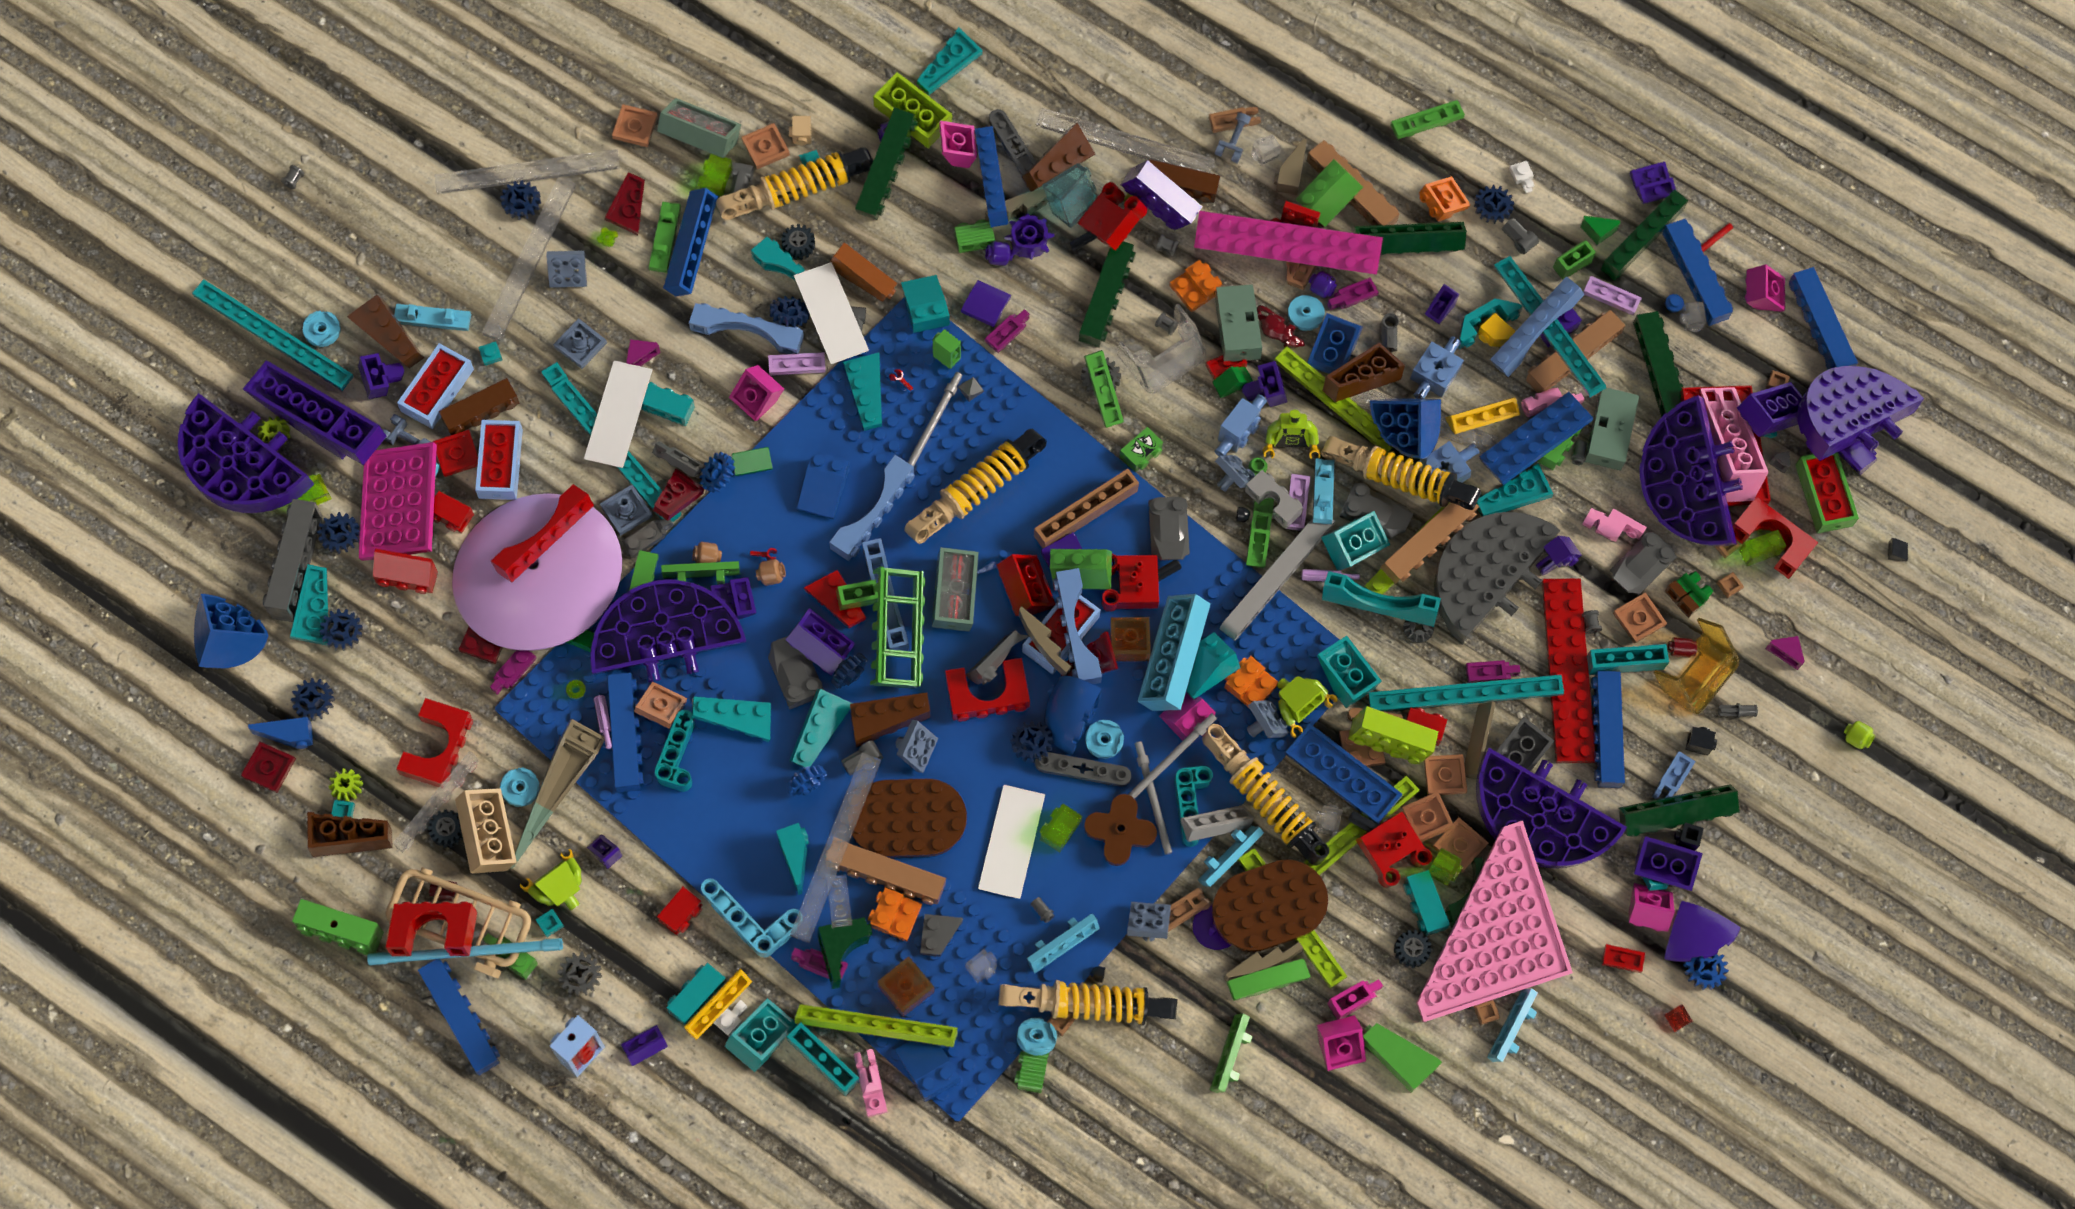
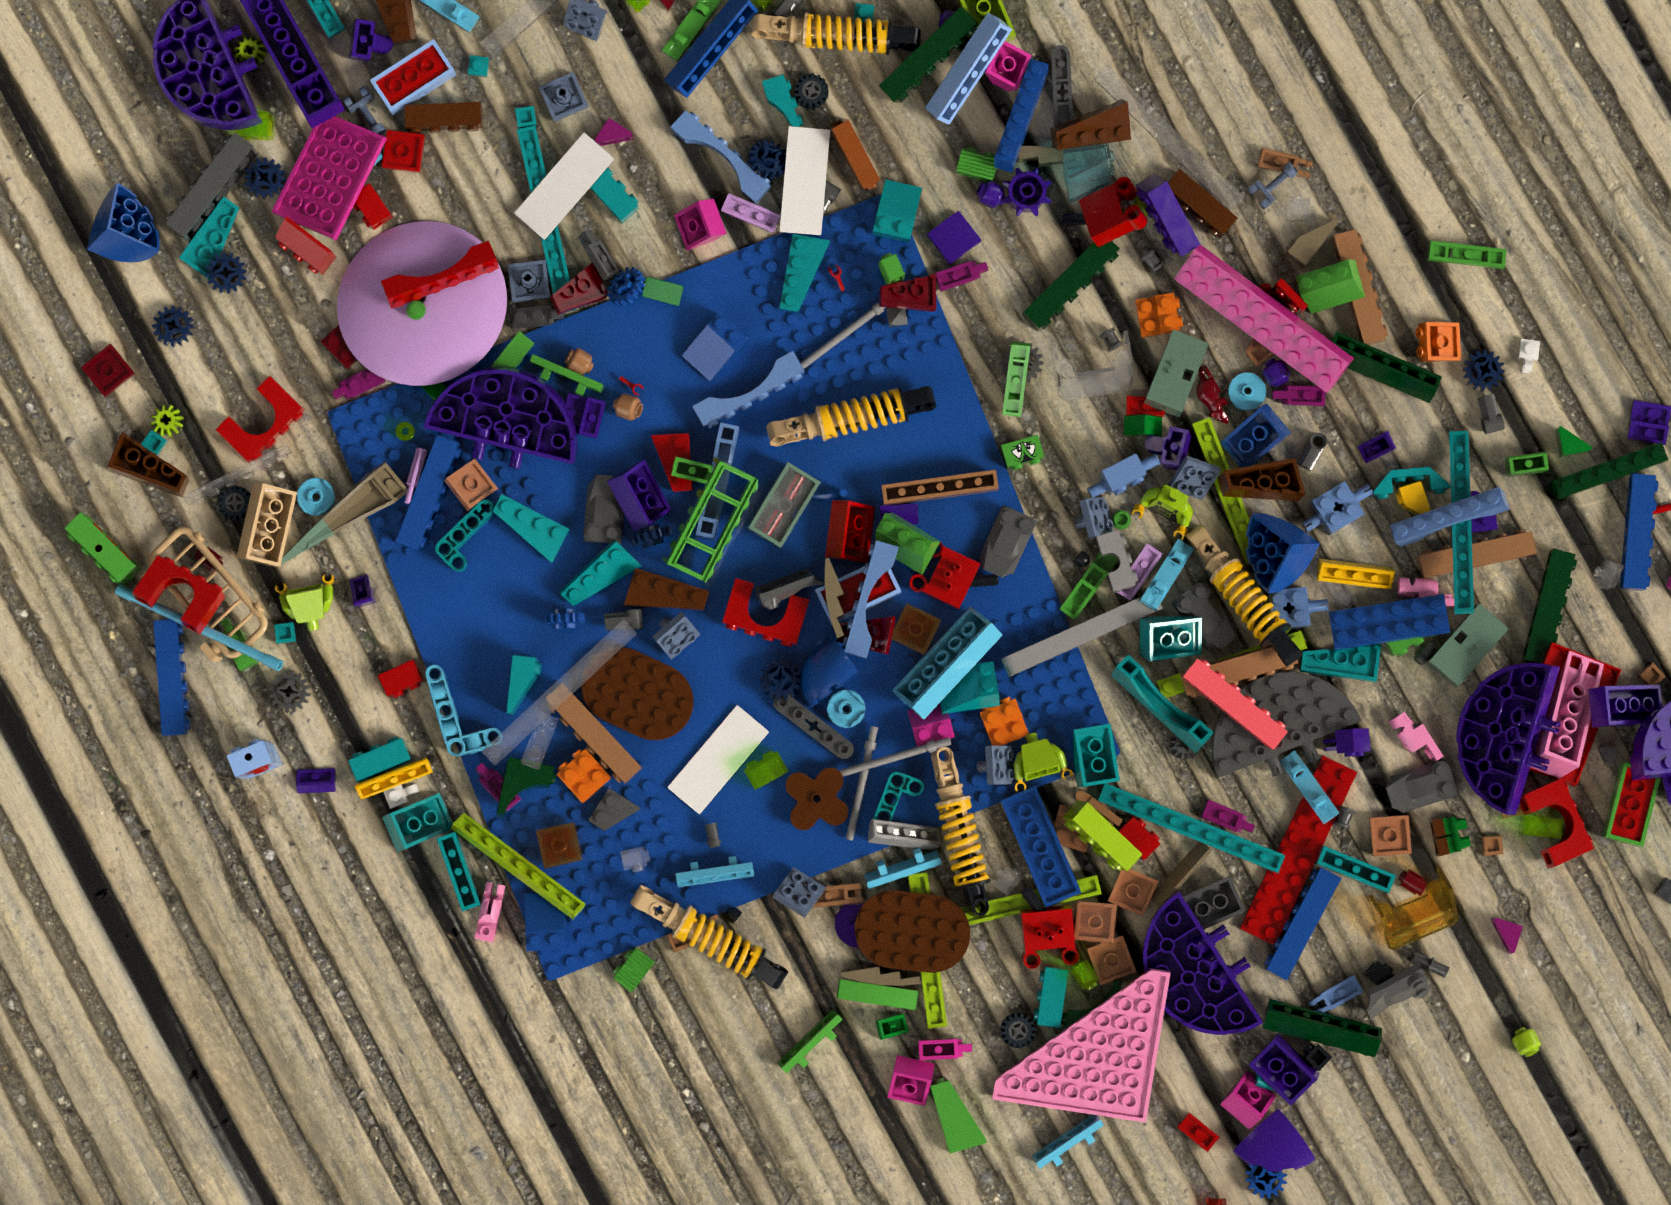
camera: 30 degrees right, 15 degrees up
(289, 732) = (141, 348): blue slope -> none
(499, 459) = (437, 178): brick -> none
(535, 573) = (416, 310): none -> bright green plate
(926, 157) = (968, 68): none -> light blue brick
(976, 362) = (910, 295): none -> dark red wing
(1036, 1028) = (655, 936): medium azure plate -> none
(1296, 1003) = (891, 1026): none -> green slope
(1298, 399) = (1191, 469): none -> sand blue plate
(1320, 575) = (1123, 652): lavender axle -> none
(1445, 564) = (1234, 704): none -> coral brick
(1486, 1012) = (1052, 1117): medium nougat tile -> none
(1548, 609) = (1309, 787): none -> medium azure hinge
(1612, 295) = (1543, 515): lavender plate -> none
(1674, 303) = (1599, 551): blue plate -> none
(1725, 740) = (1397, 989): none -> dark grey slope

